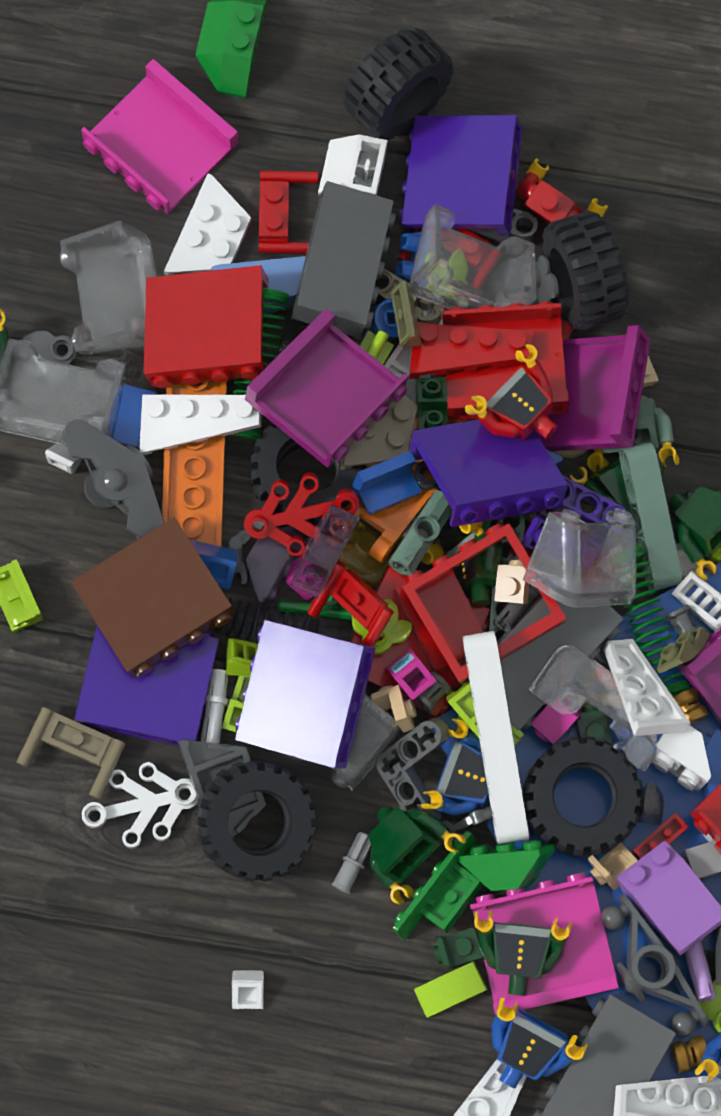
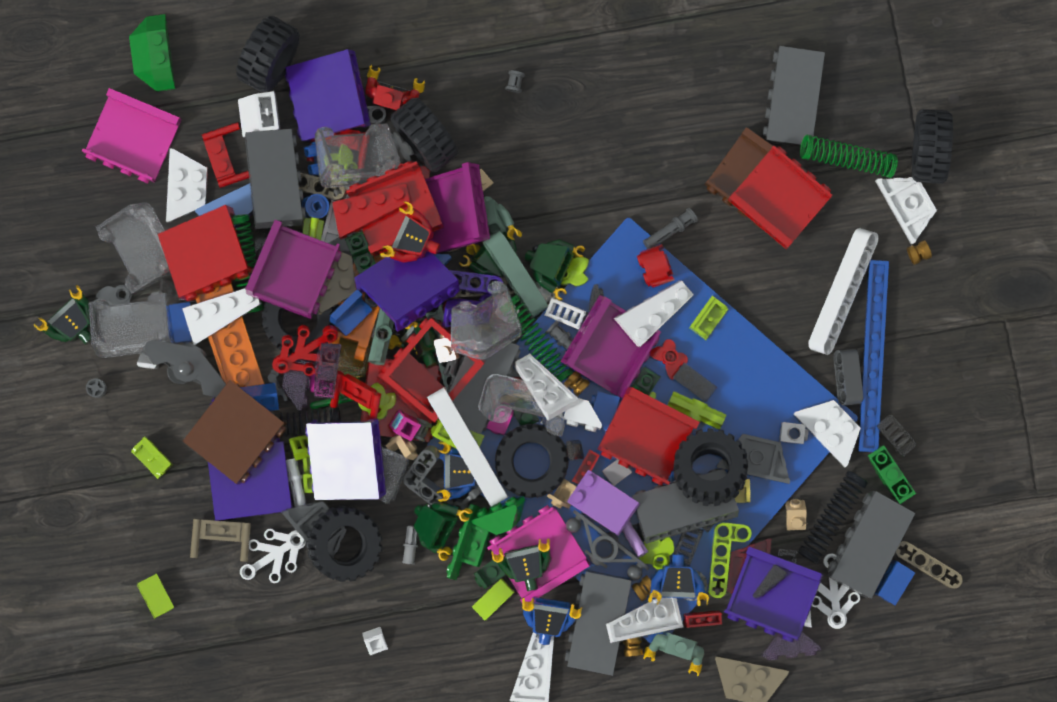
camera: 15 degrees left, 10 degrees up
(405, 315) = (325, 203): olive slope -> none
(685, 649) = (563, 351): olive slope -> none

